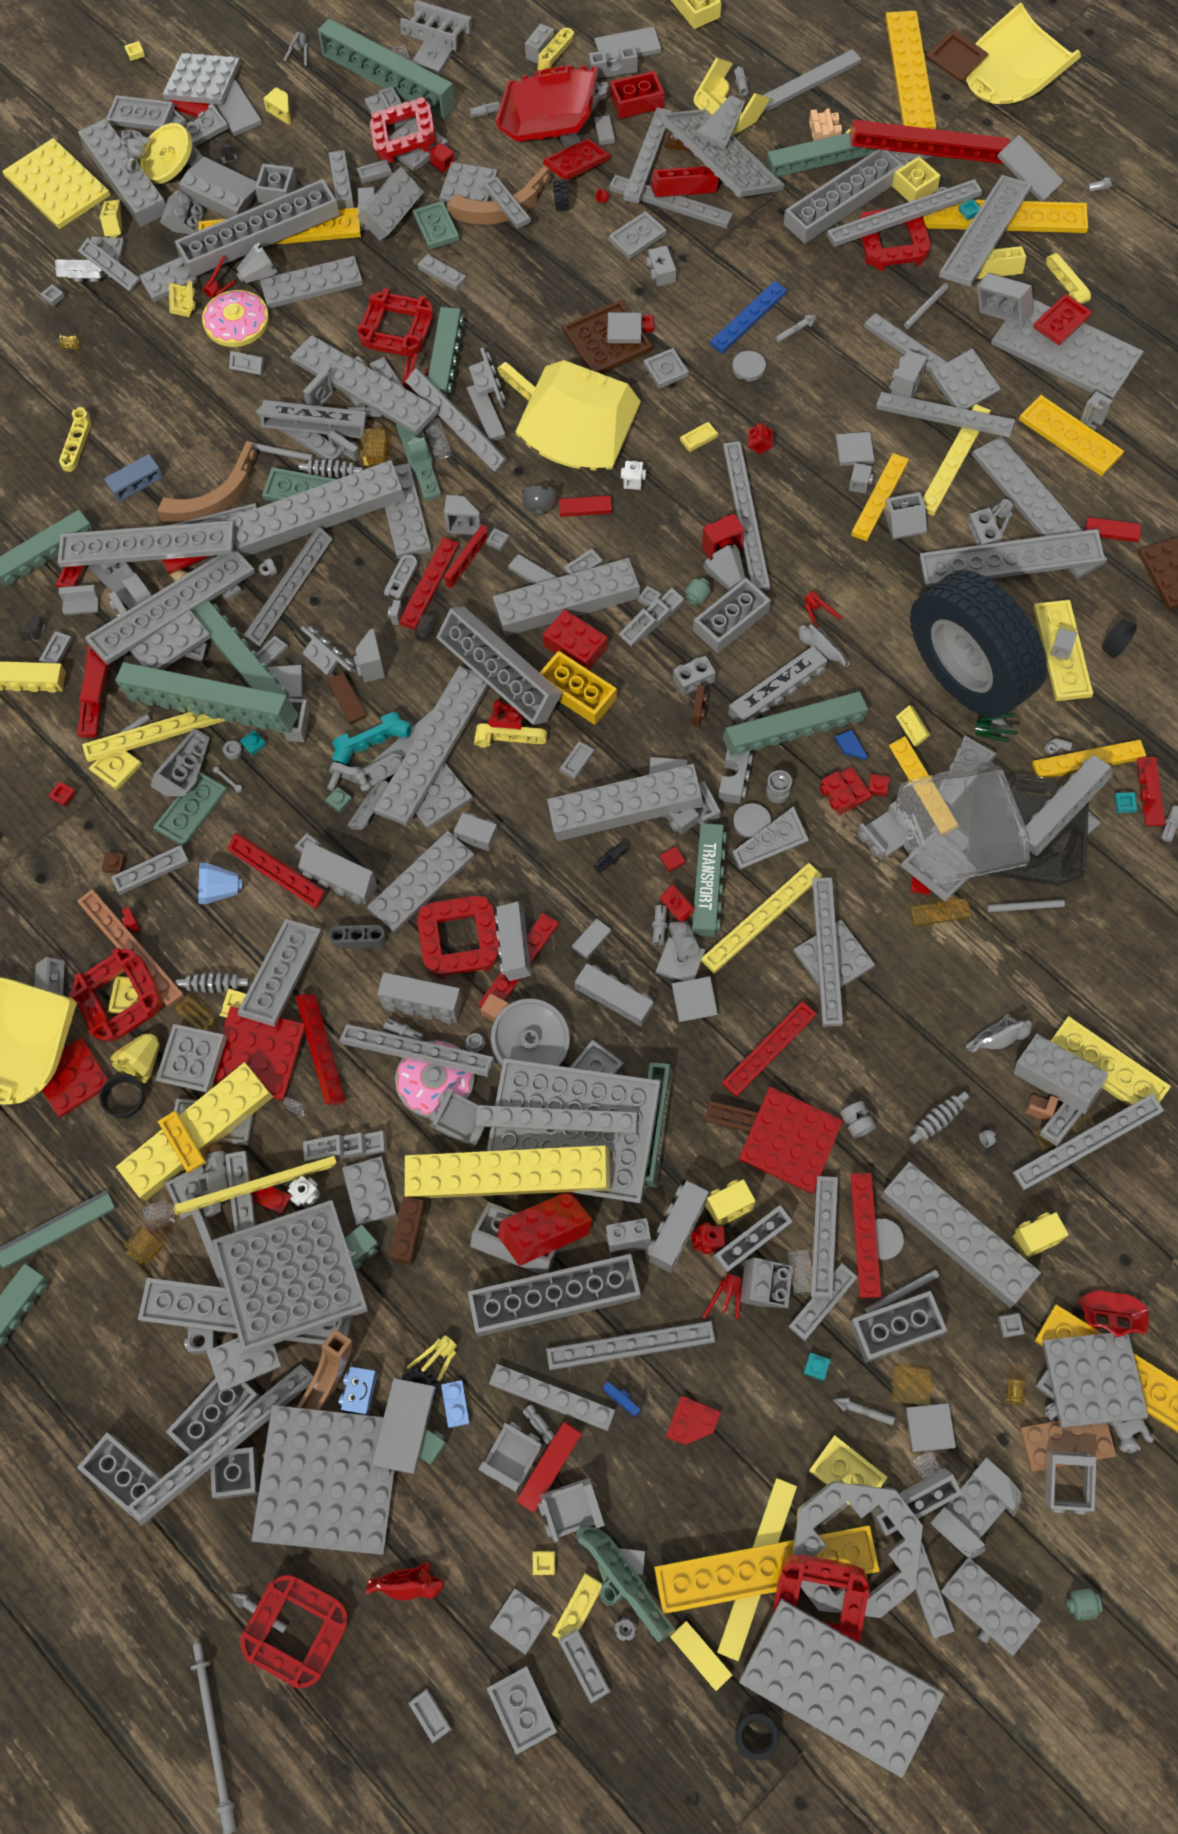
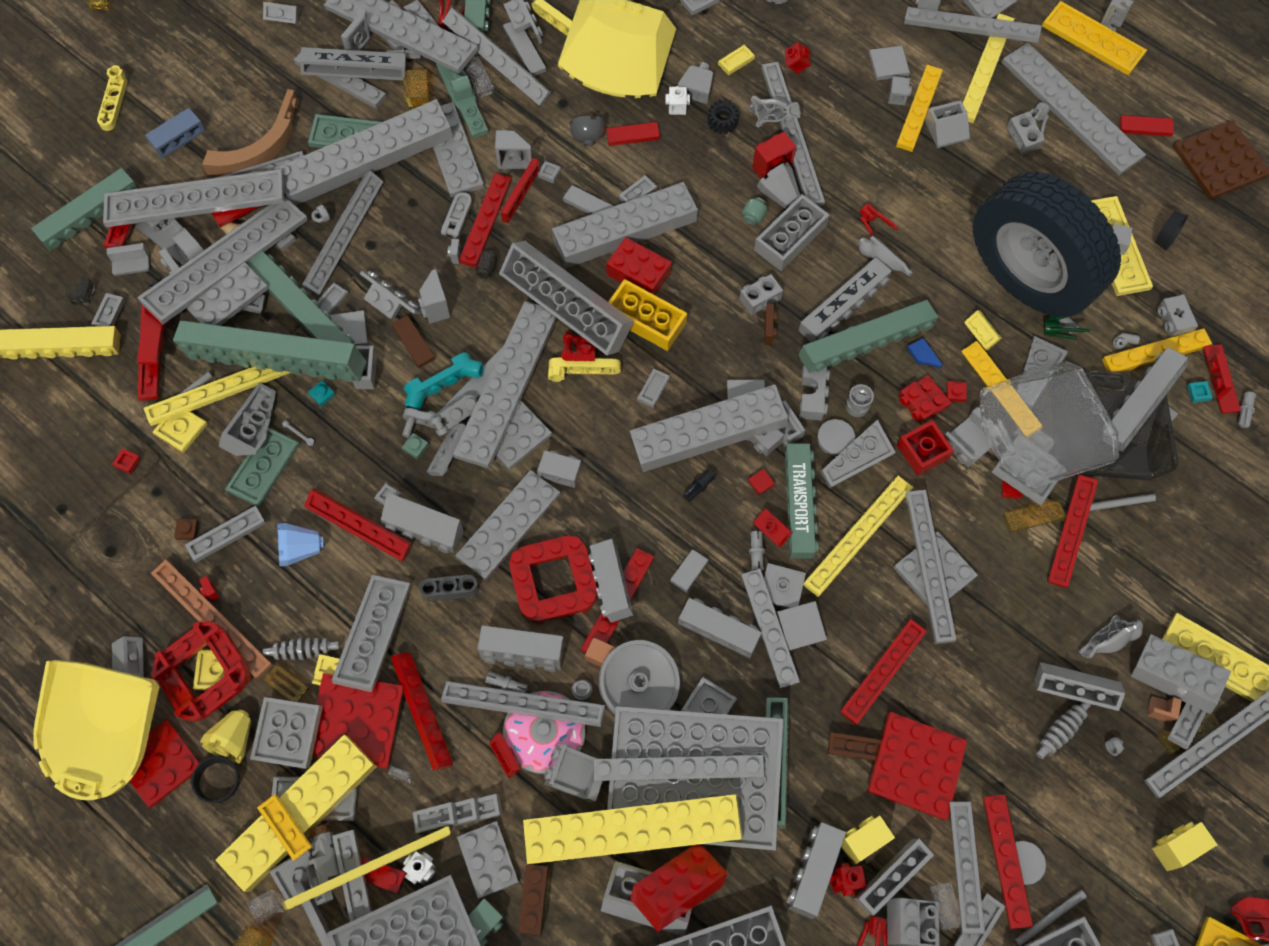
camera: 10 degrees left, 0 degrees up
(232, 749) = (300, 402): light grey tile -> none
(284, 452) = (325, 98): light grey bar -> none
(329, 467) = (374, 111): light grey piece -> none
(349, 448) = (392, 91): light grey plate -> none
(395, 1096) = (504, 755): none -> red plate
(628, 1236) = (766, 886): light grey panel -> none
(648, 596) = (707, 220): light grey tile -> none
(652, 617) = (712, 239): light grey slope -> none
(656, 458) = (698, 82): none -> light grey torso
(663, 999) = (770, 628): none -> light grey plate
(677, 486) = (723, 125): none -> black tyre
(683, 938) = (783, 563): light grey plate -> none
(727, 491) = (773, 110): none -> light grey animal
(838, 837) = (925, 448): none -> red brick
(857, 1118) = (982, 737): light grey wheel -> none
(959, 1078) = (1079, 686): none -> light grey brick
(960, 1235) = (1103, 852): light grey brick -> none
(975, 929) = (1072, 531): none -> red plate
(1016, 556) = (1058, 158): light grey plate -> none
(1113, 725) = (1177, 316): none -> light grey brick

